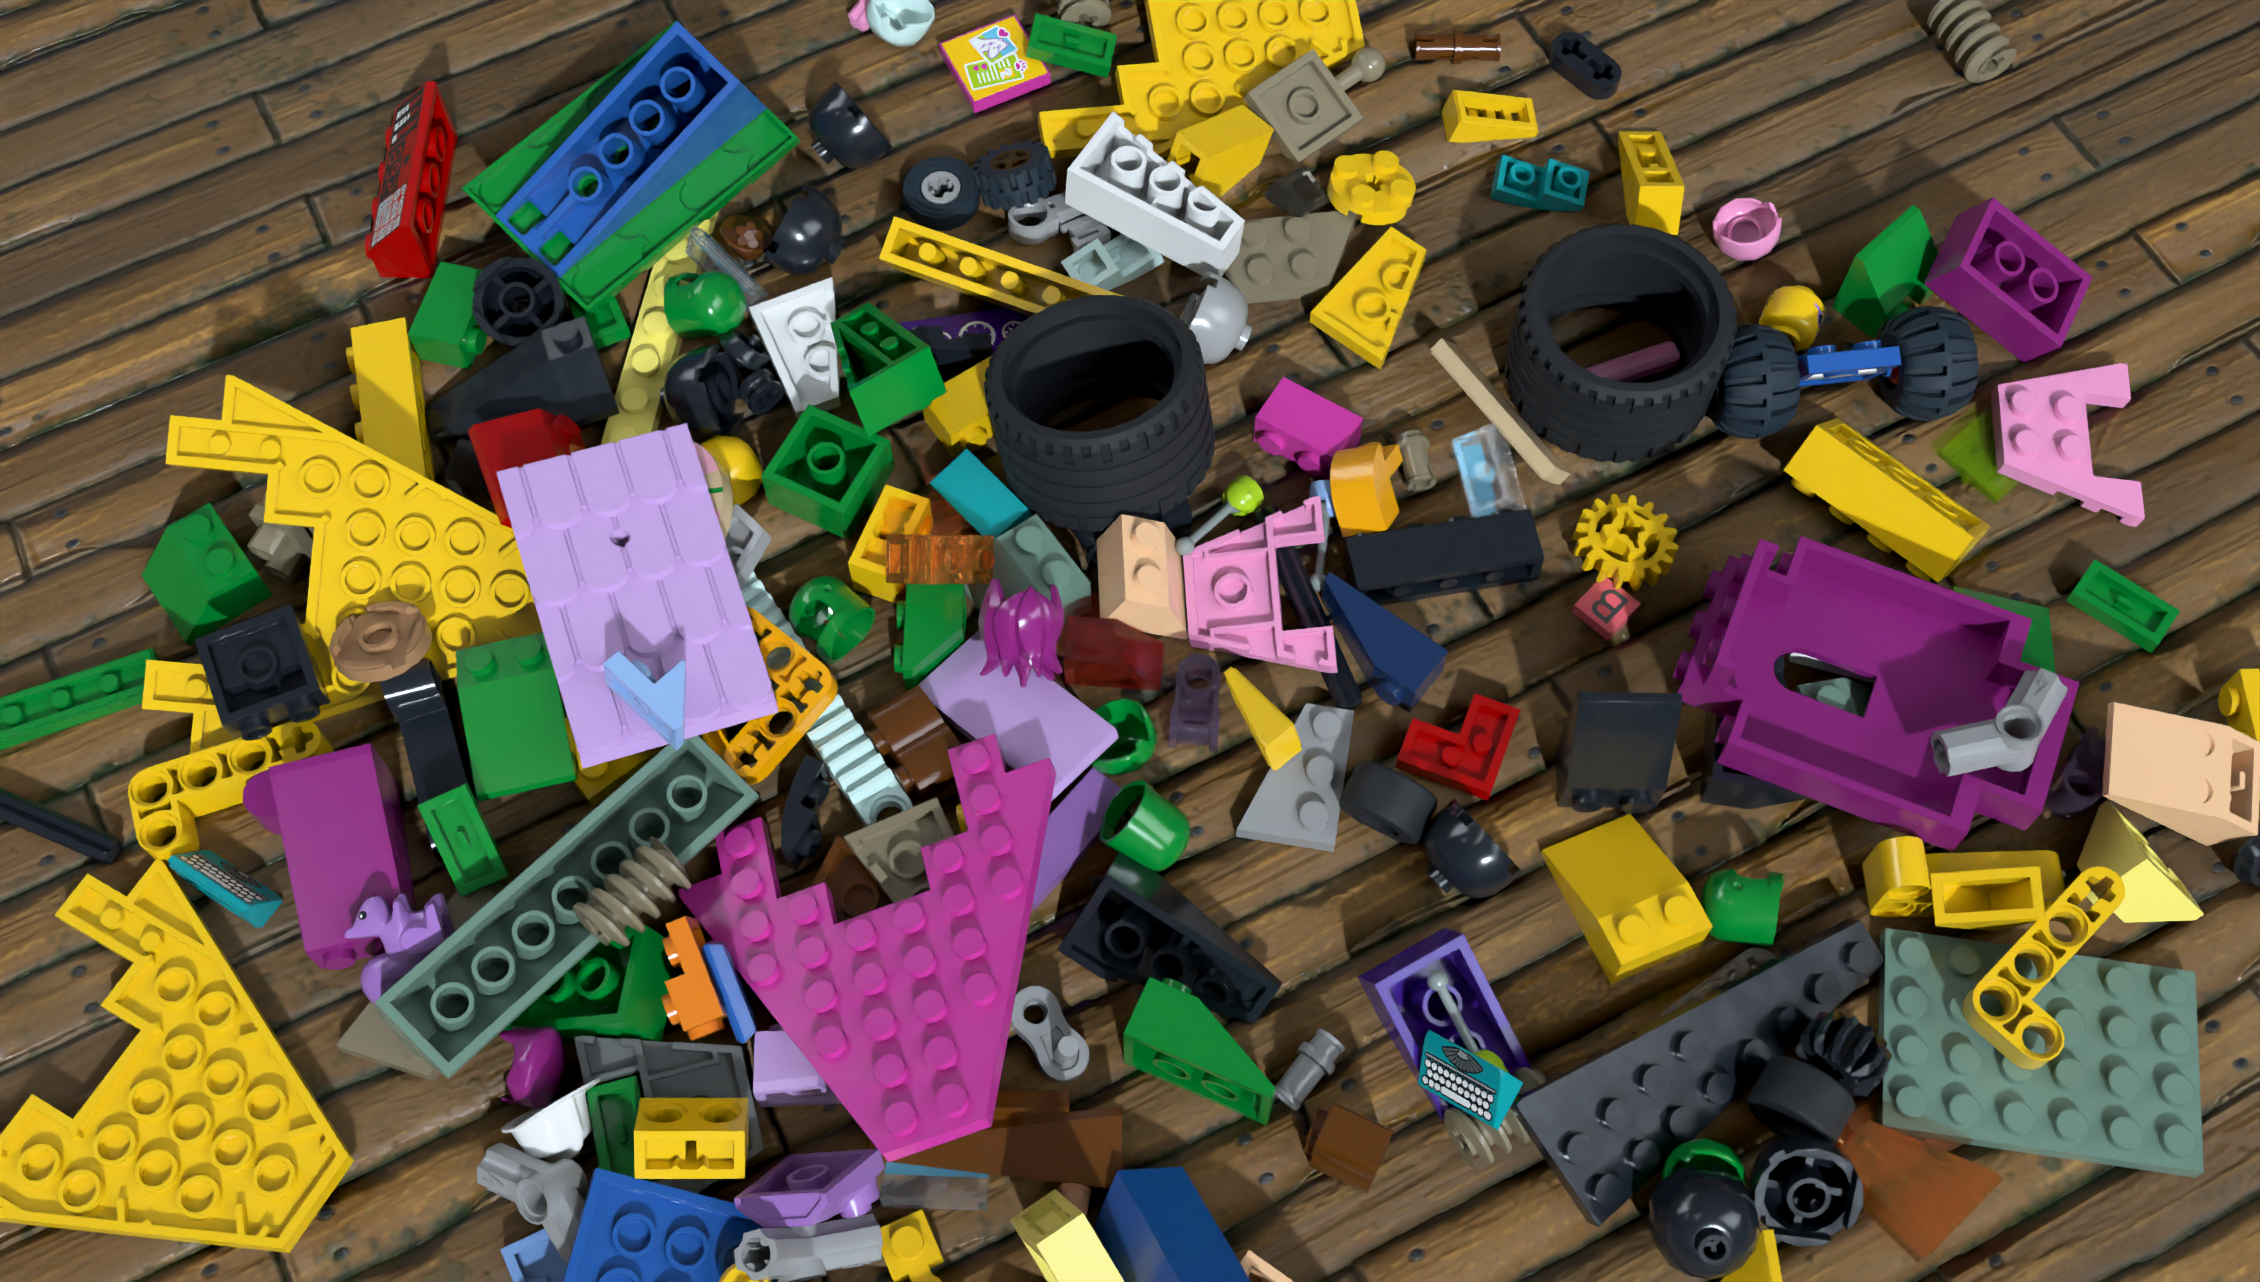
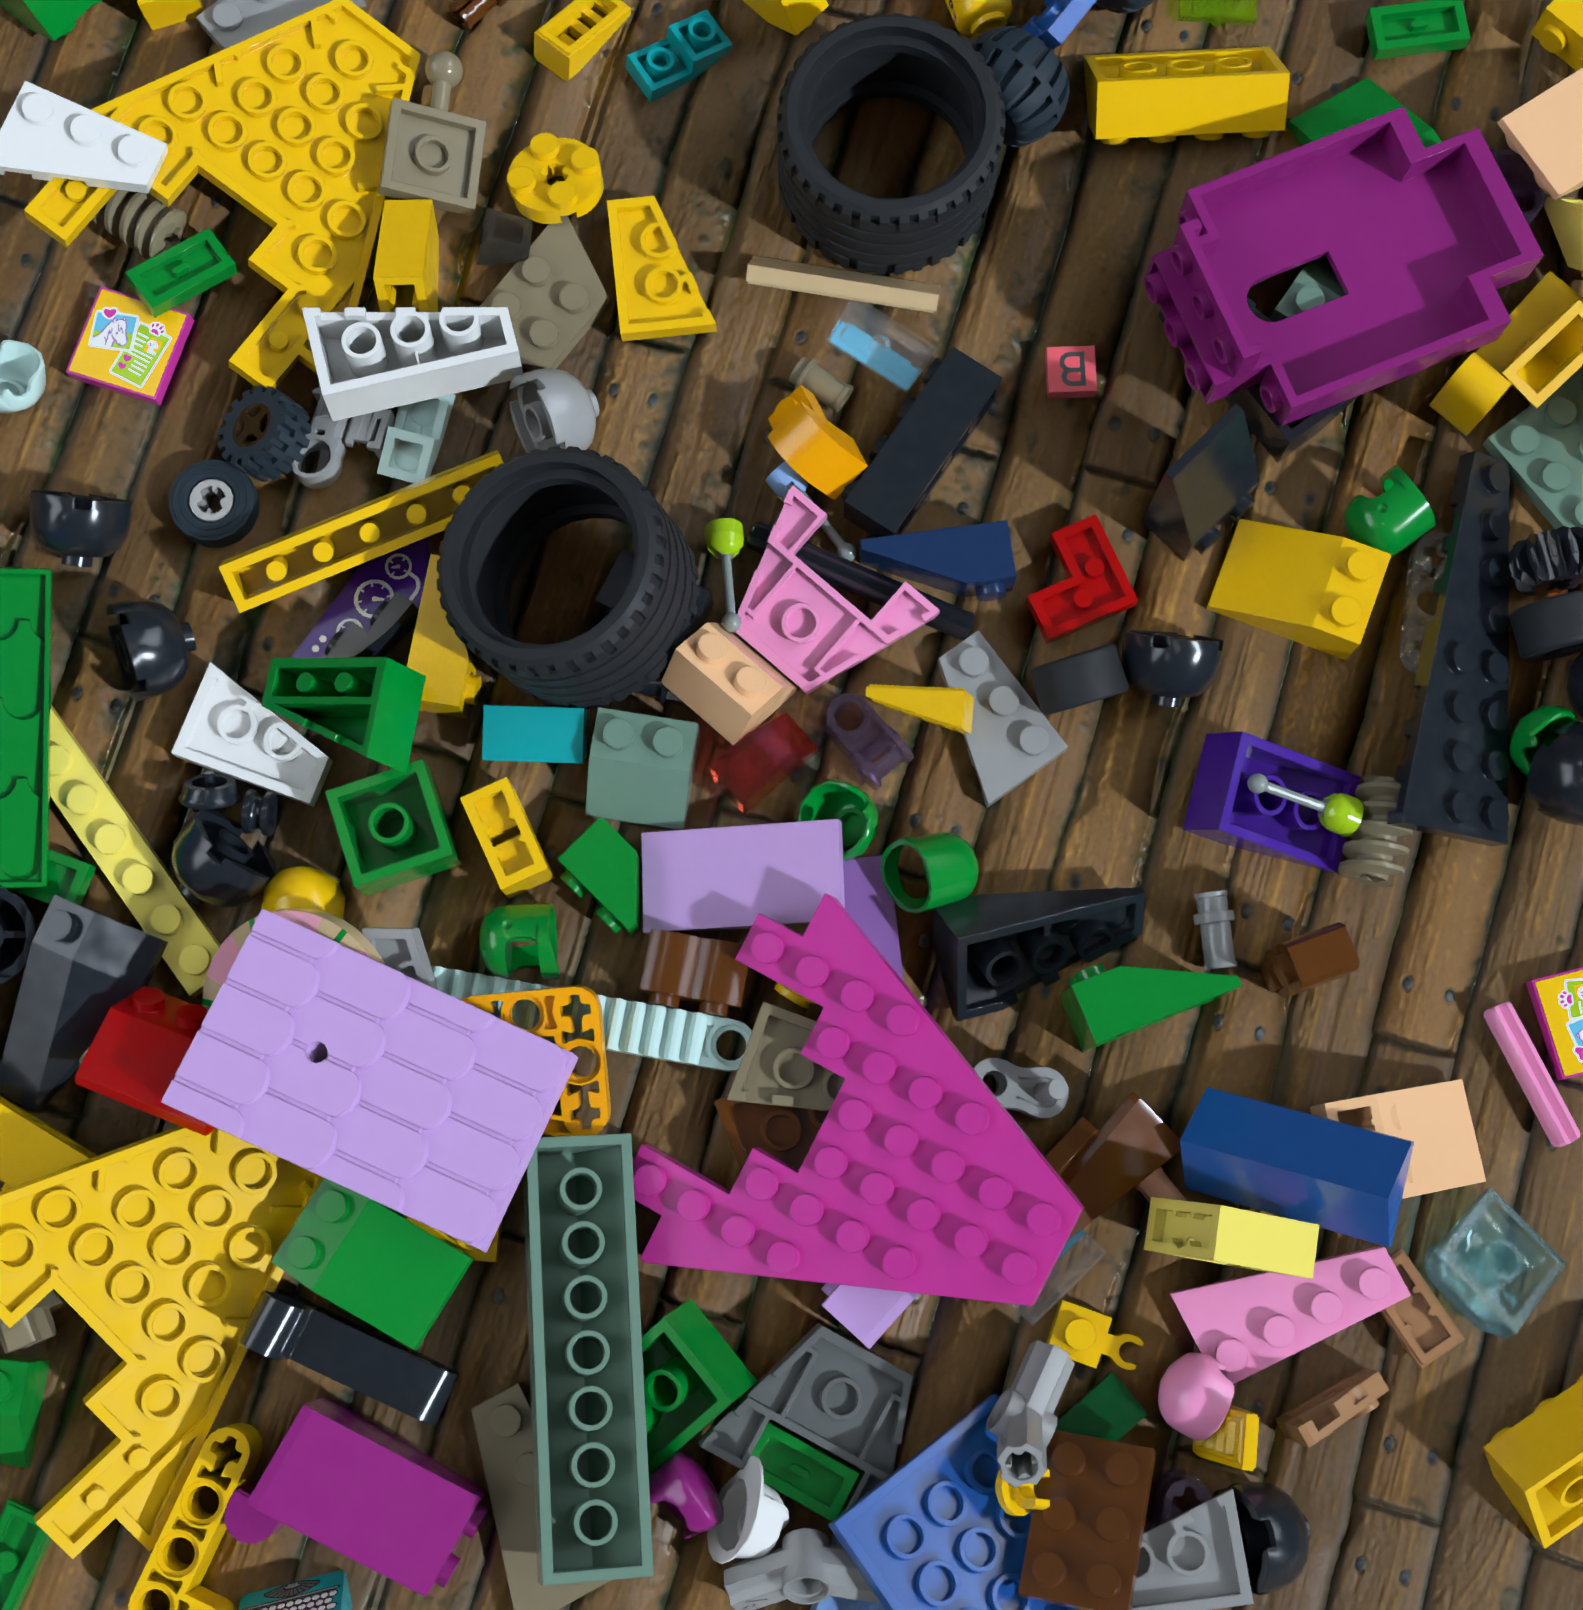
camera: 45 degrees left, 15 degrees up
(262, 673) = (143, 1437): black plate -> none
(380, 642) = (211, 1318): medium nougat tile -> none
(405, 935) = (500, 1508): medium lavender animal -> none
(463, 839) = (448, 1393): green plate -> none
(464, 472) = (95, 1110): clear smoke slope -> none
(632, 893) = (640, 1306): dark tan piece -> none
(659, 703) = (508, 1150): light blue slope -> none
(691, 996) = (753, 1323): orange plate -> none
(691, 1138) = (871, 1428): yellow brick -> none
(706, 306) = (142, 790): green helmet -> none
(713, 256) = (115, 738): clear slope -> none
(730, 989) = (773, 1295): tile -> none
(745, 237) = (96, 693): reddish brown hat -> none
(800, 824) = (684, 1127): black slope -> none
(813, 1188) = (987, 1373): medium lavender slope -> none
(939, 558) = (567, 816): clear orange brick -> none
(1021, 631) = (696, 815): magenta hair -> none
(1305, 428) = (718, 436): dark pink brick -> none
(1466, 1080) = (1345, 834): slope -> none
(1624, 542) = (1040, 310): yellow gear -> none
(1639, 363) = (899, 152): bright pink axle -> none
(2009, 738) = (1470, 239): light grey piece -> none

